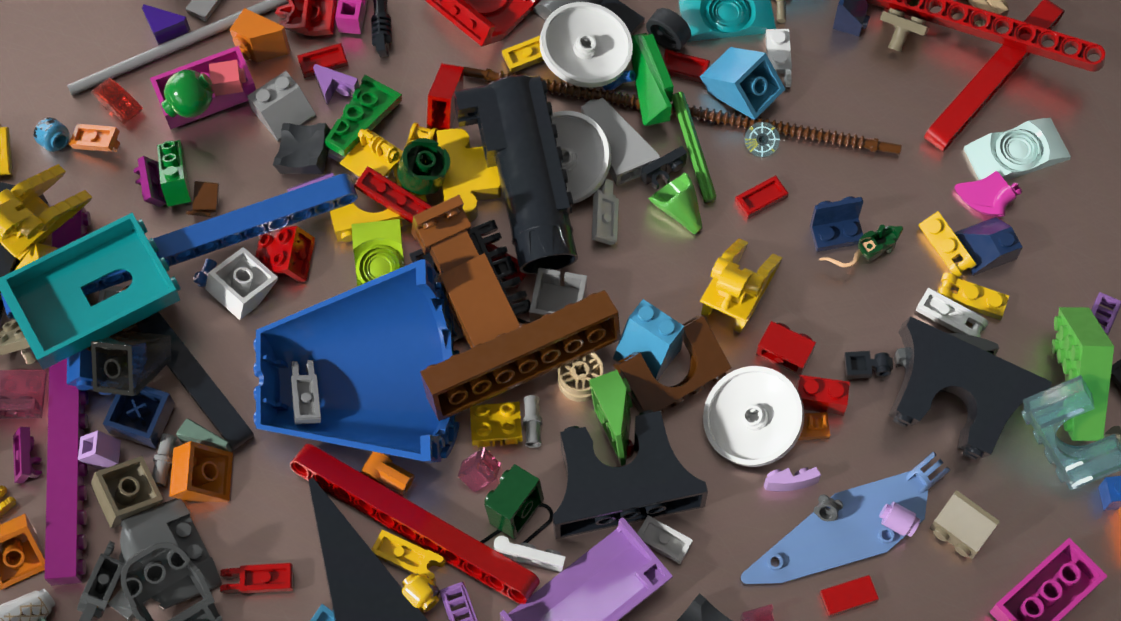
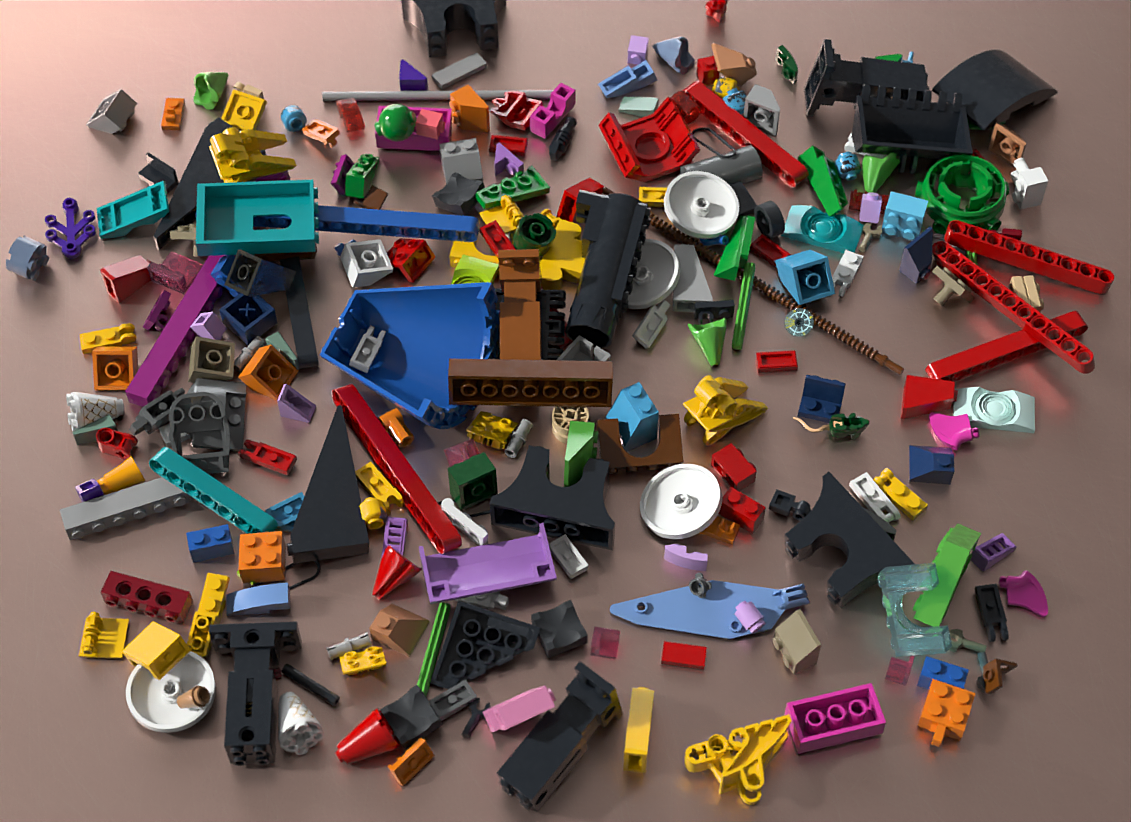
camera: 25 degrees right, 10 degrees down
(256, 500) = (294, 405): none -> lavender slope
(941, 168) = (926, 396): none -> red slope
(946, 244) = (899, 449): yellow plate -> none
(1081, 502) = (899, 670): none -> clear pink panel

